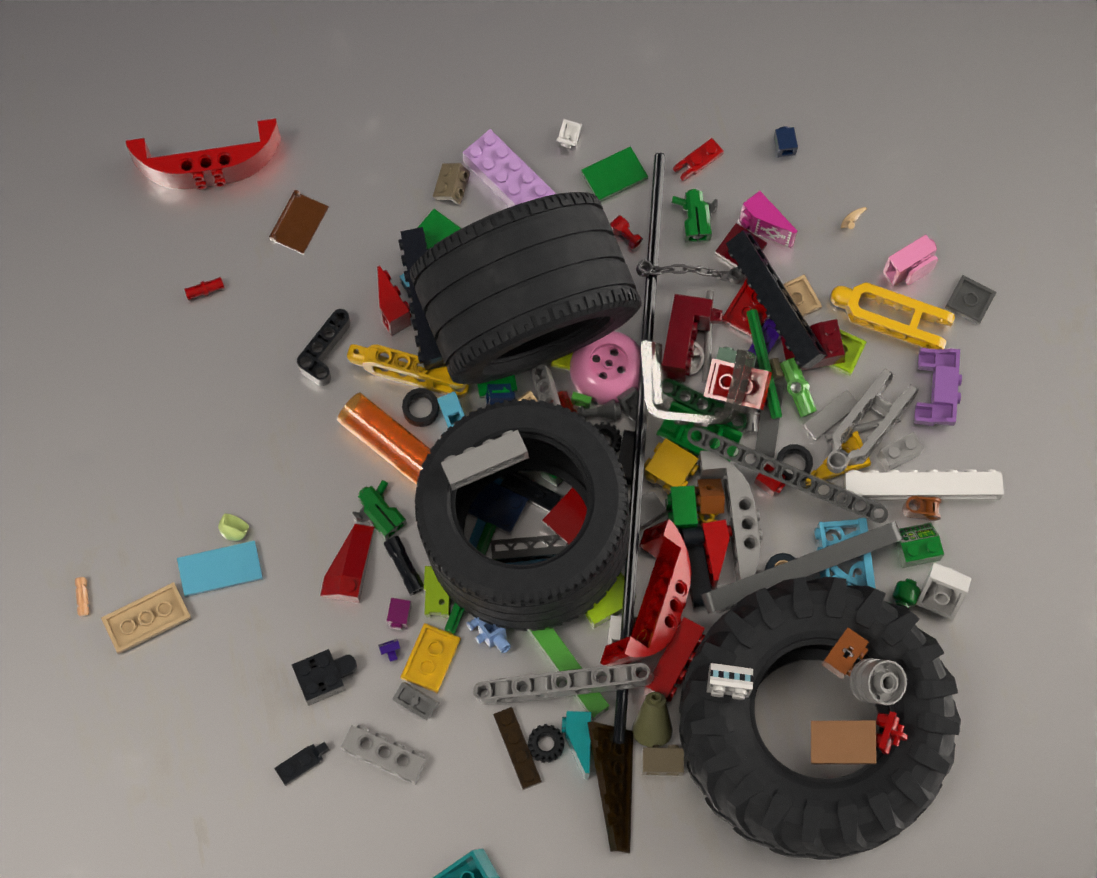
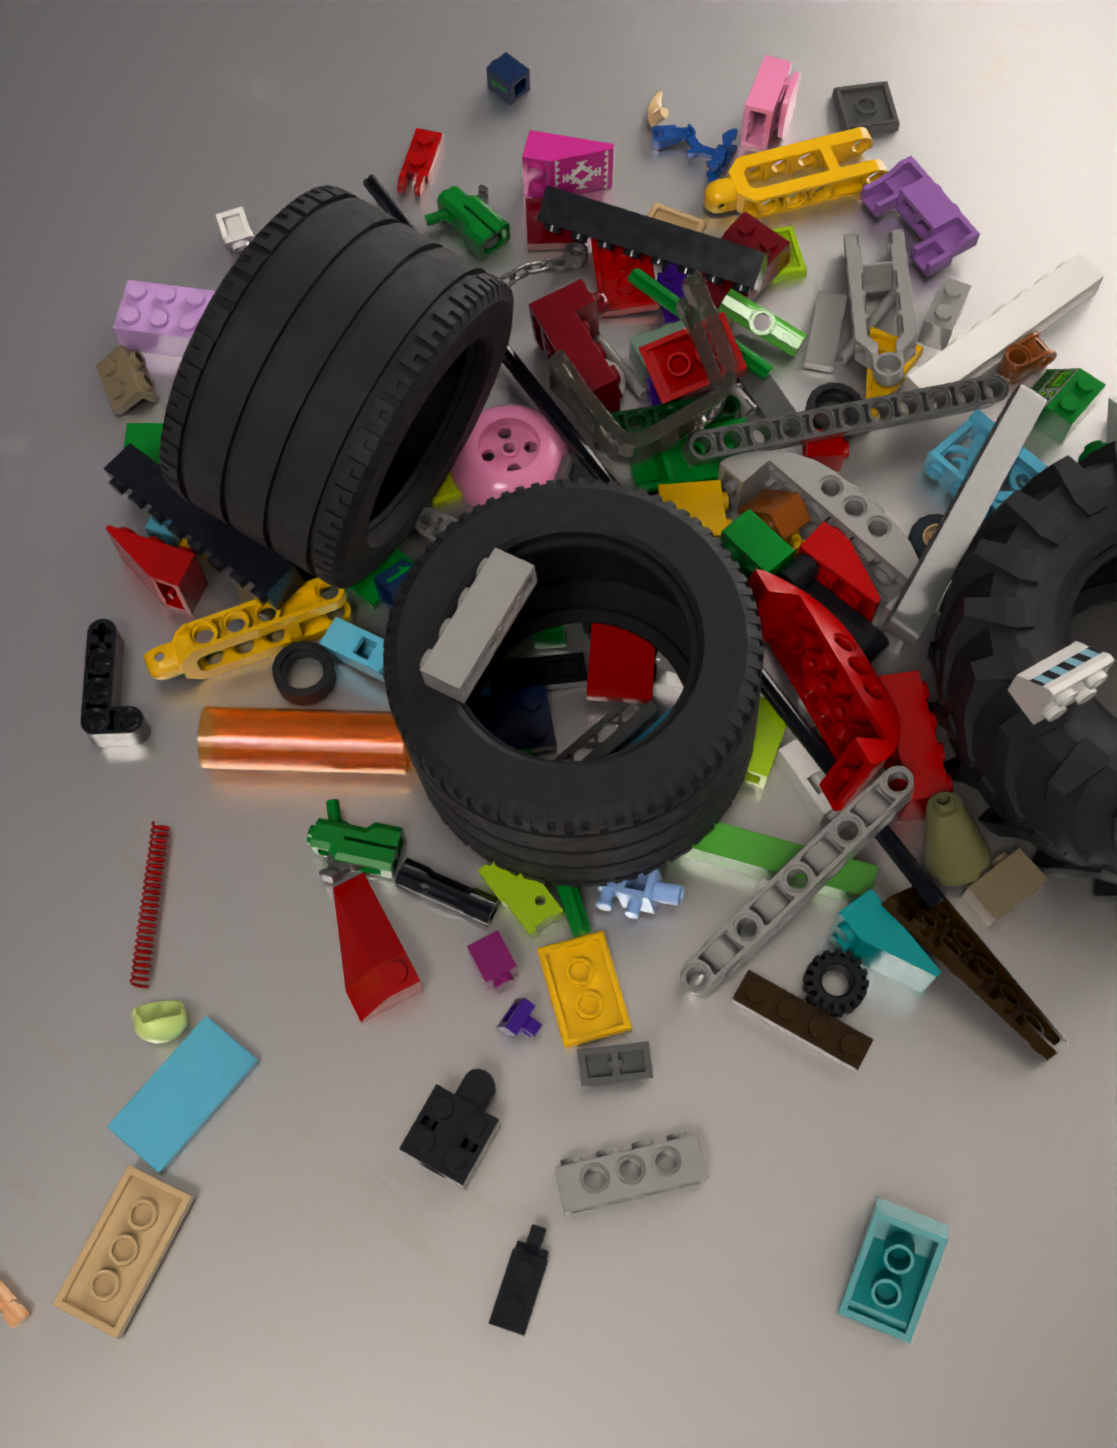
camera: 35 degrees left, 5 degrees down
(266, 468) = (152, 905): none -> red piece
(861, 272) = (720, 157): none -> blue piece

